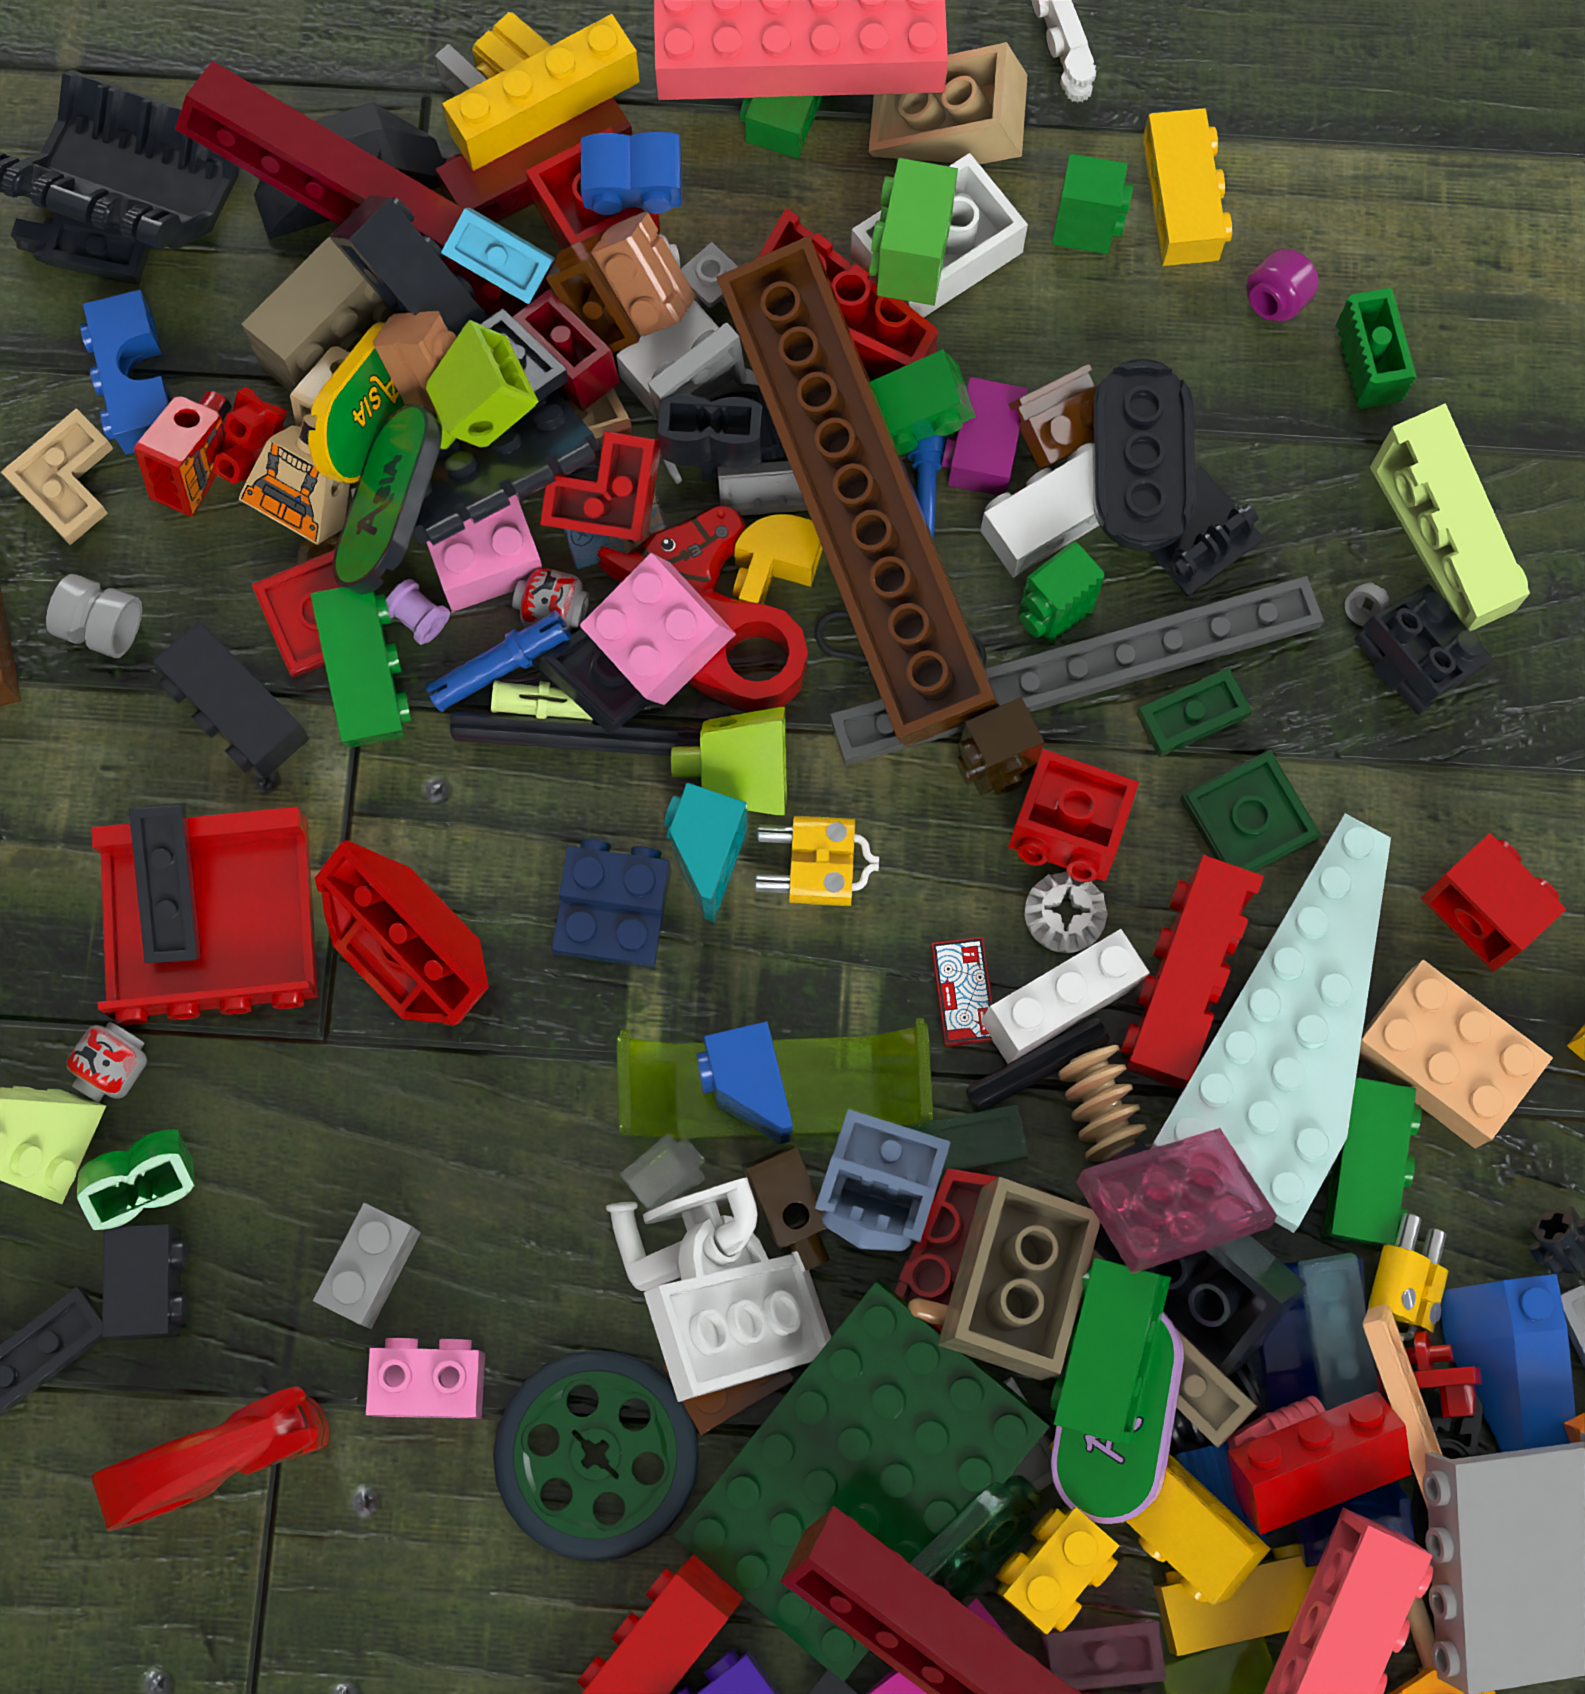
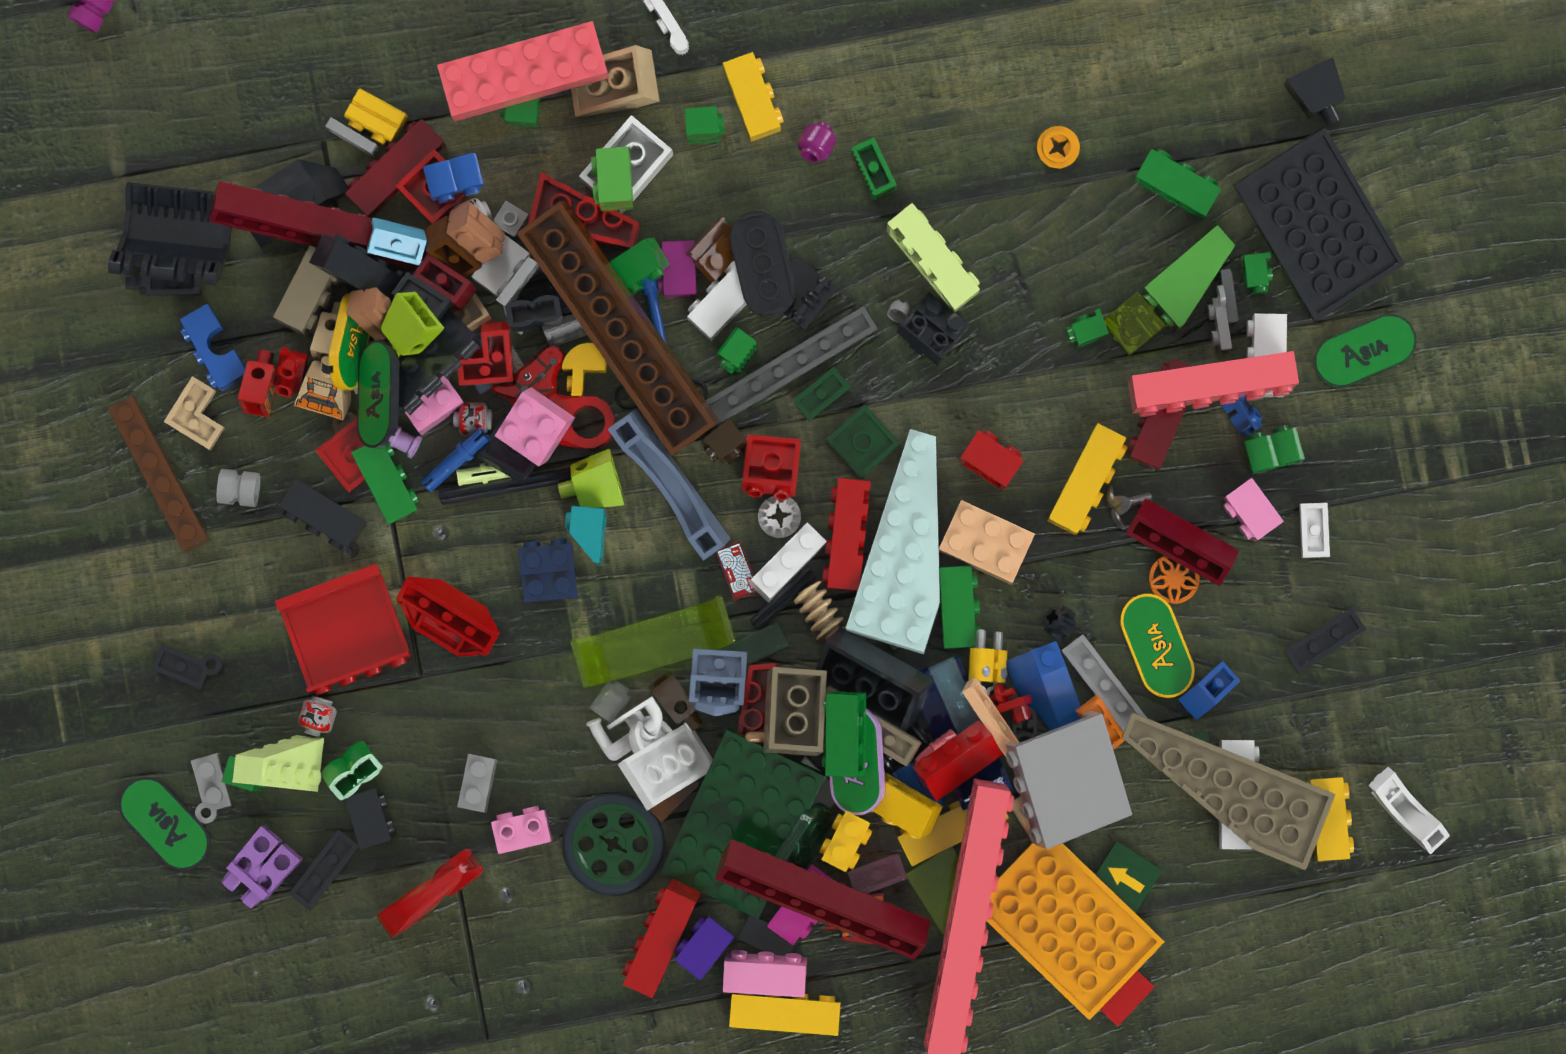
camera: 10 degrees left, 10 degrees up
(164, 882) = (321, 620): black plate -> none
(542, 92) = (392, 139): yellow brick -> none
(746, 1079) = (639, 646): blue slope -> none
(818, 862) = (647, 521): yellow piece -> none
(902, 846) = (648, 452): none -> sand blue arch
(1176, 1200) = (859, 655): clear pink plate -> none

